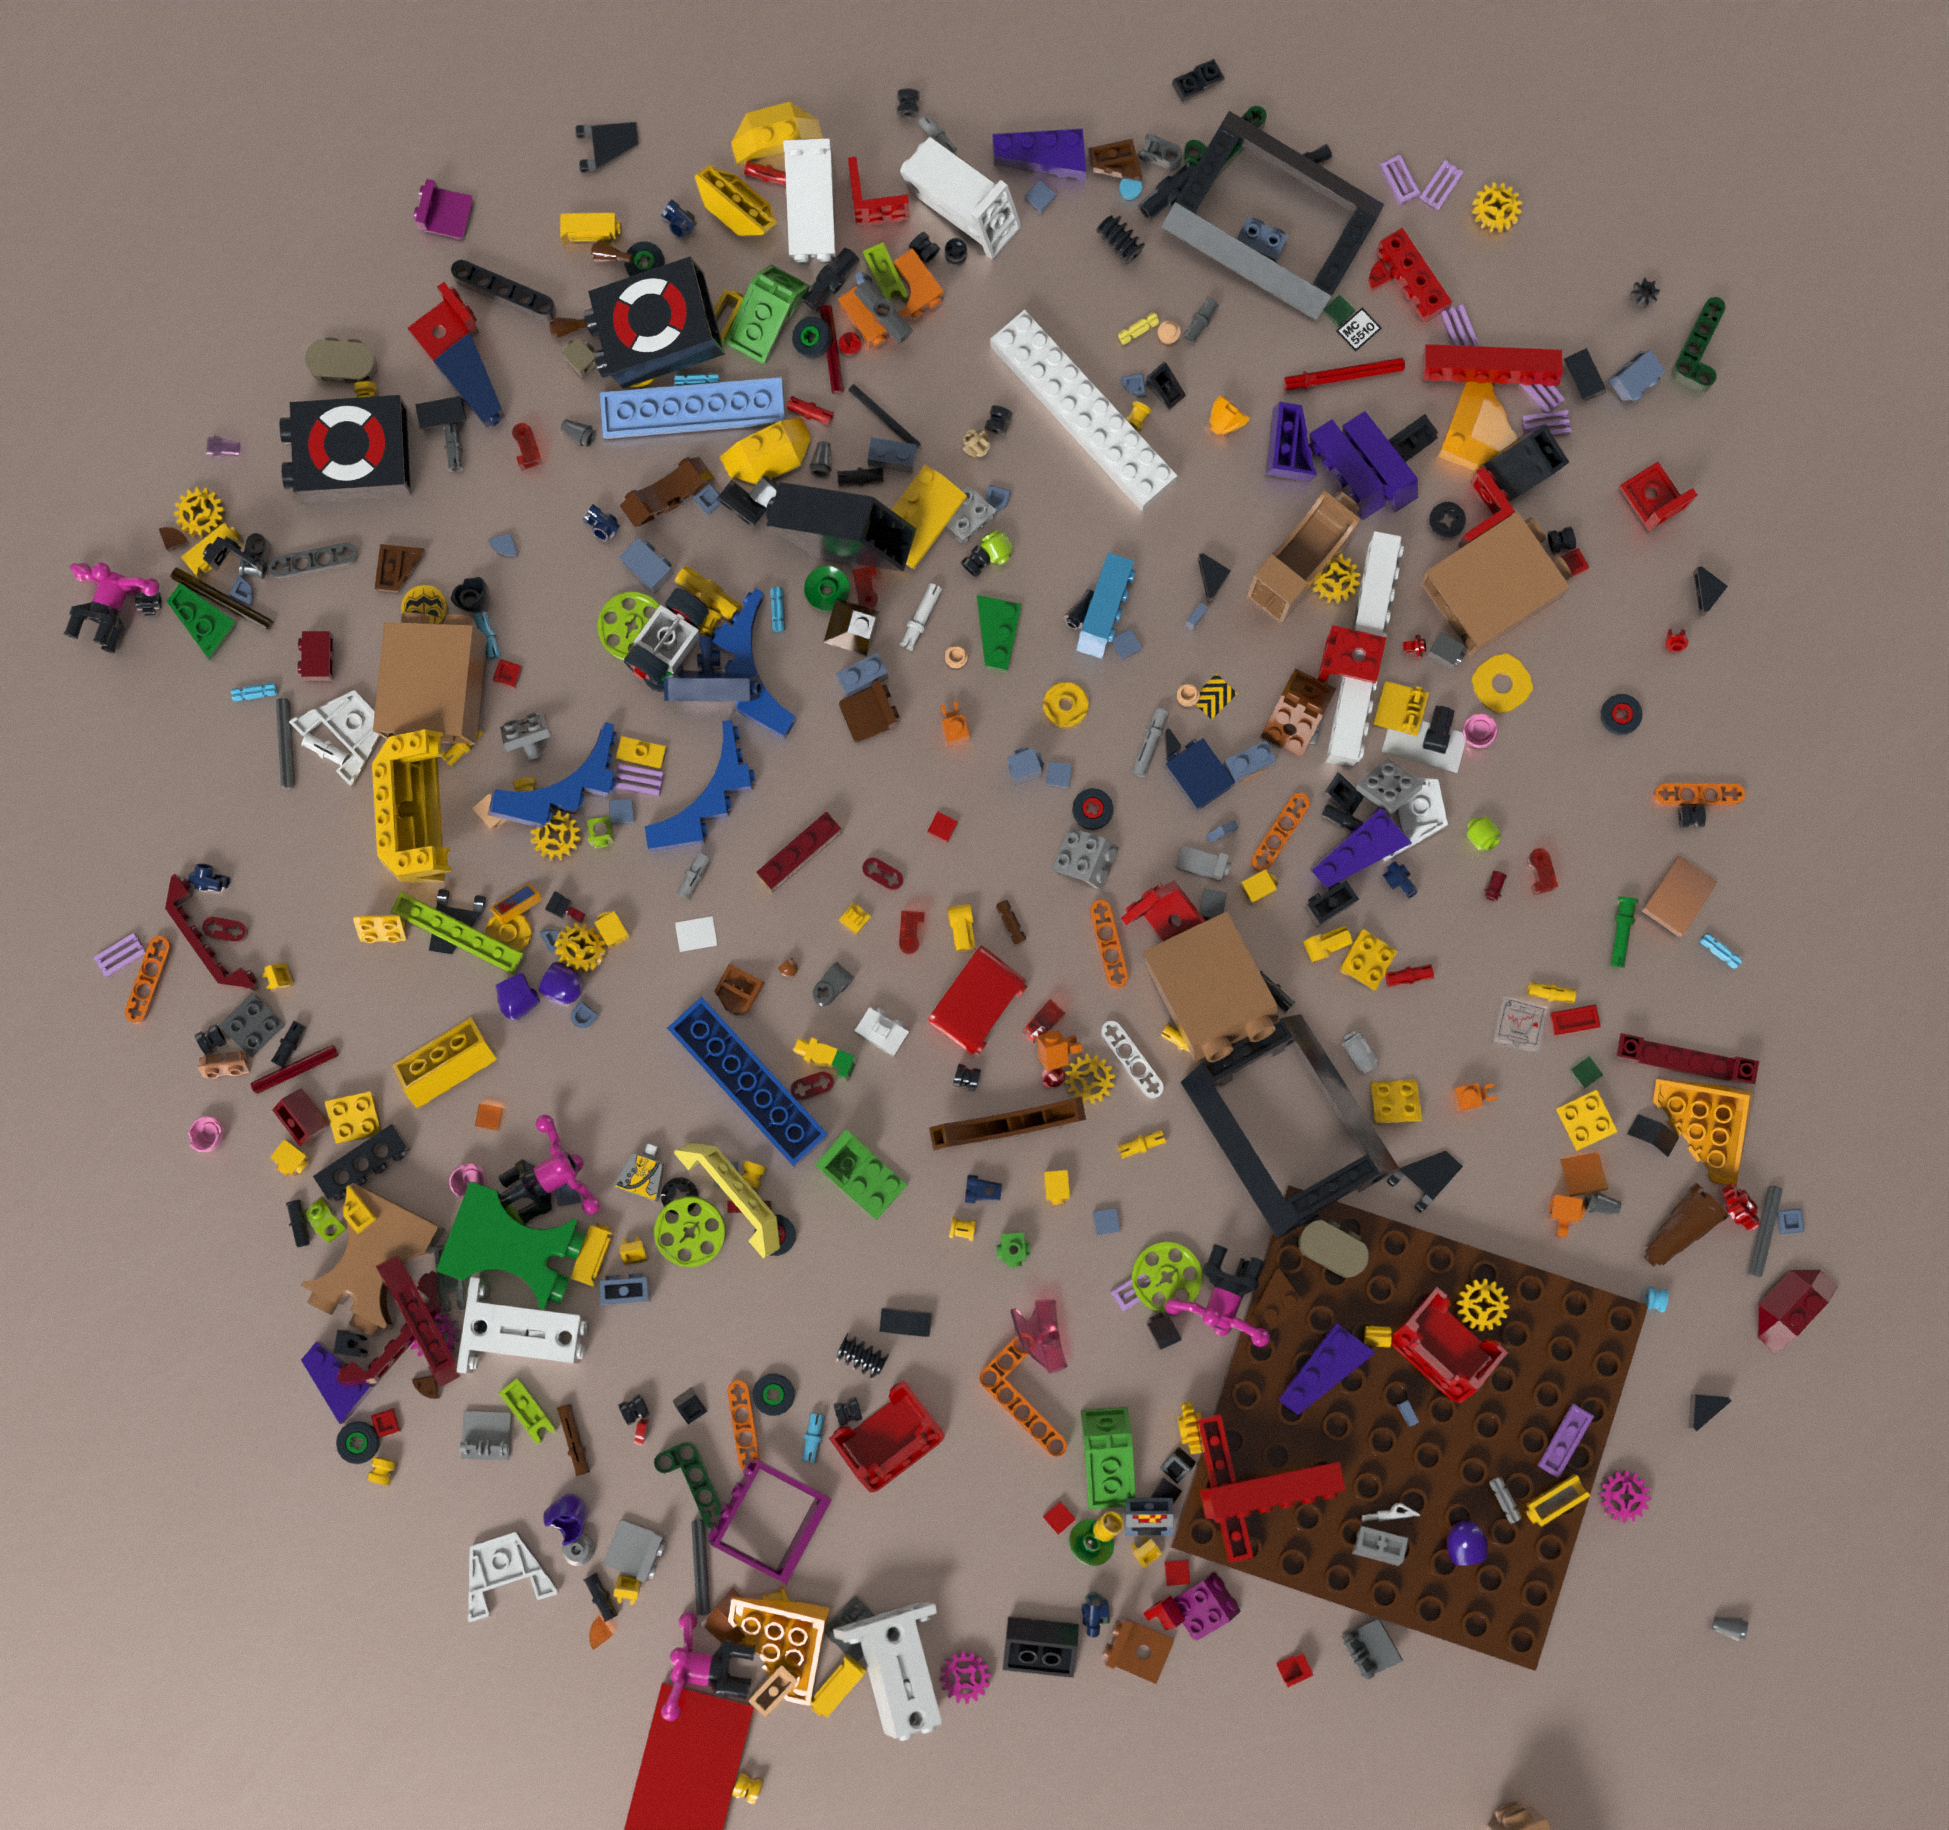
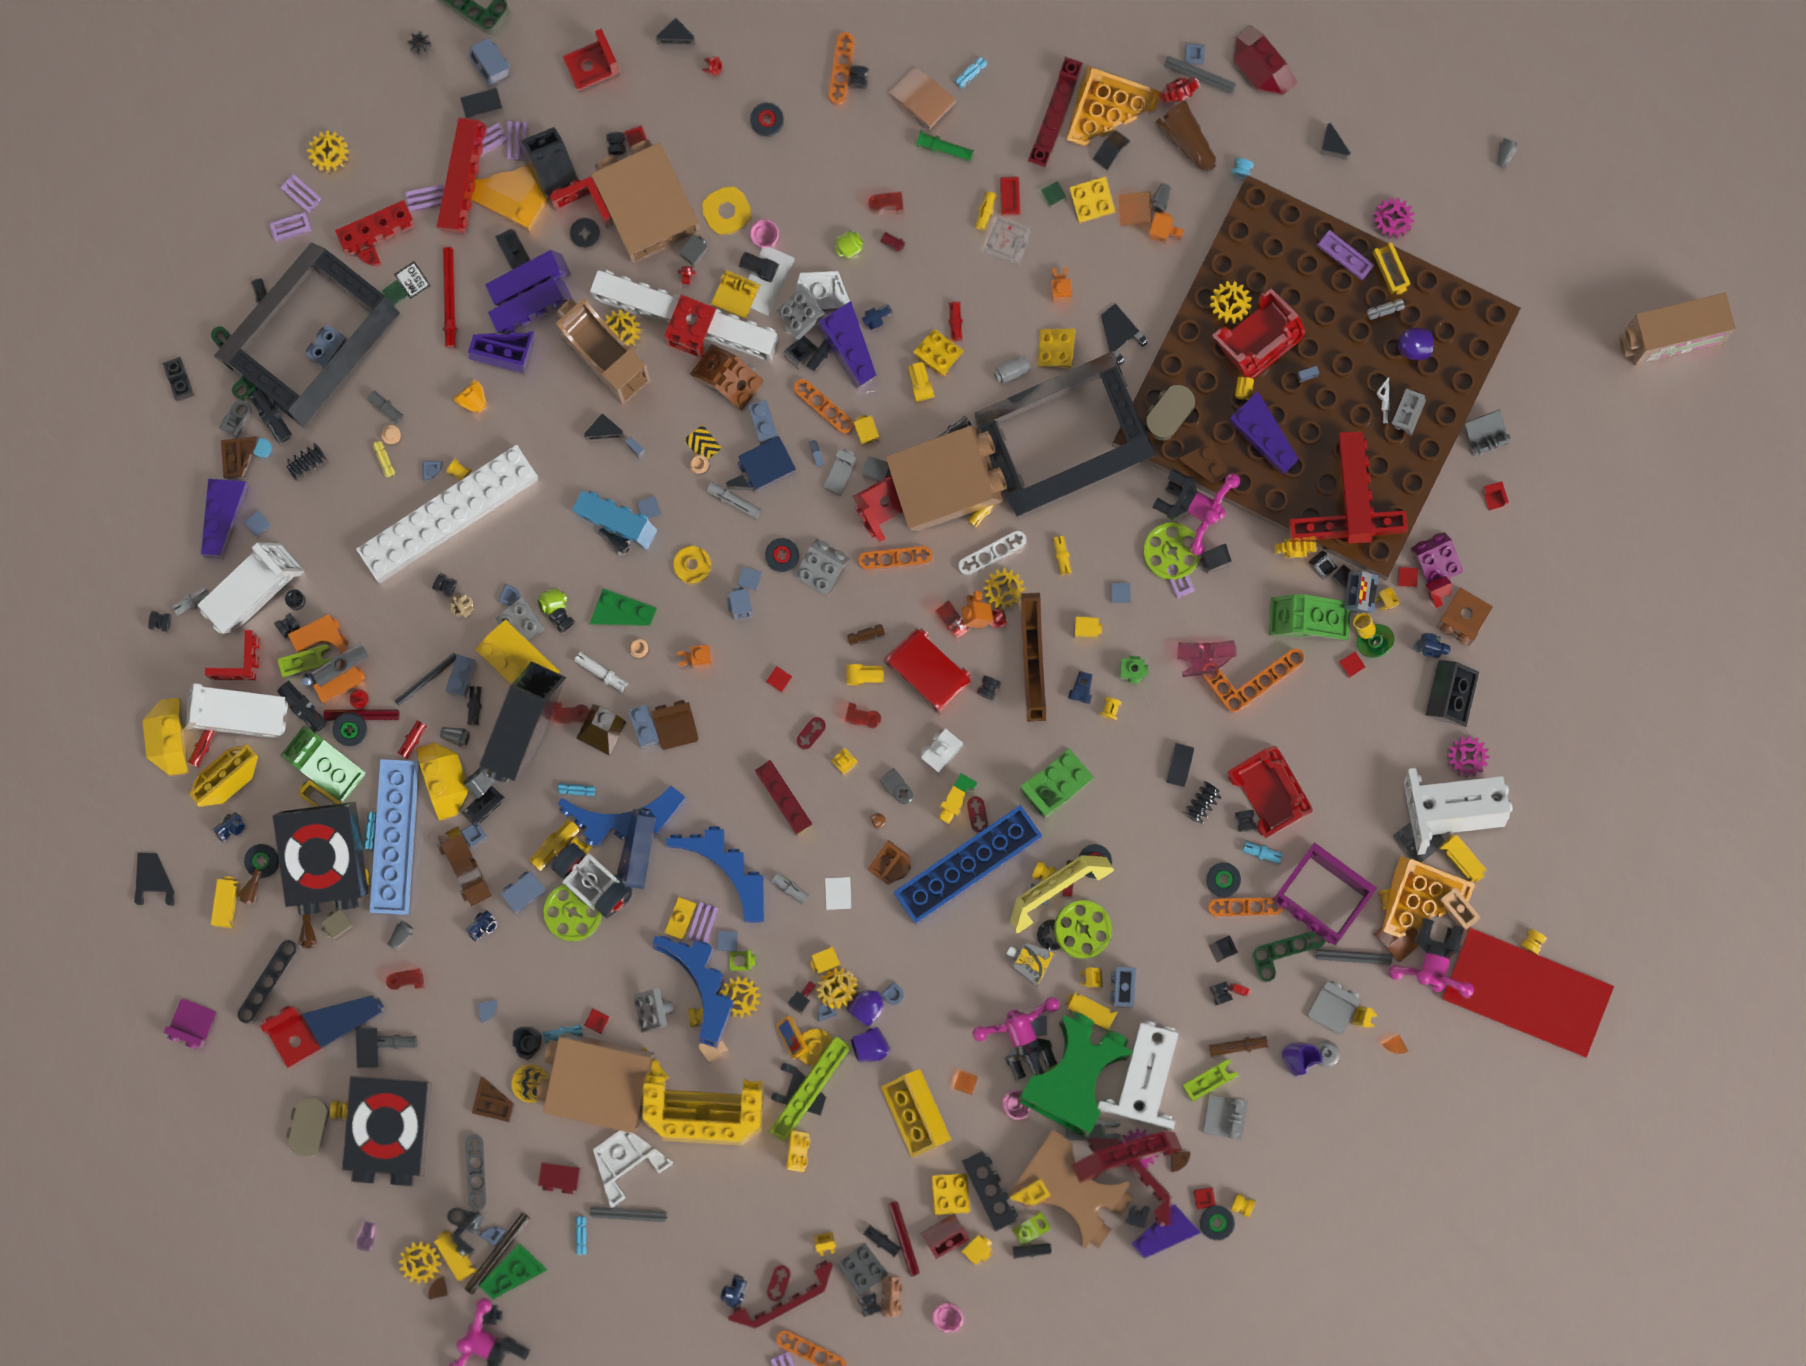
camera: 80 degrees left, 0 degrees up
(313, 743) = (646, 1169): white pin -> none
(501, 1563) = (1330, 1119): white wing -> none
(600, 1597) = (1367, 1040): black pin -> none
(708, 659) = (609, 851): dark blue plate -> none
(826, 577) = (558, 739): green dish -> none
(1165, 386) = (437, 443): black slope -> none
(1331, 903) = (889, 374): black brick -> none

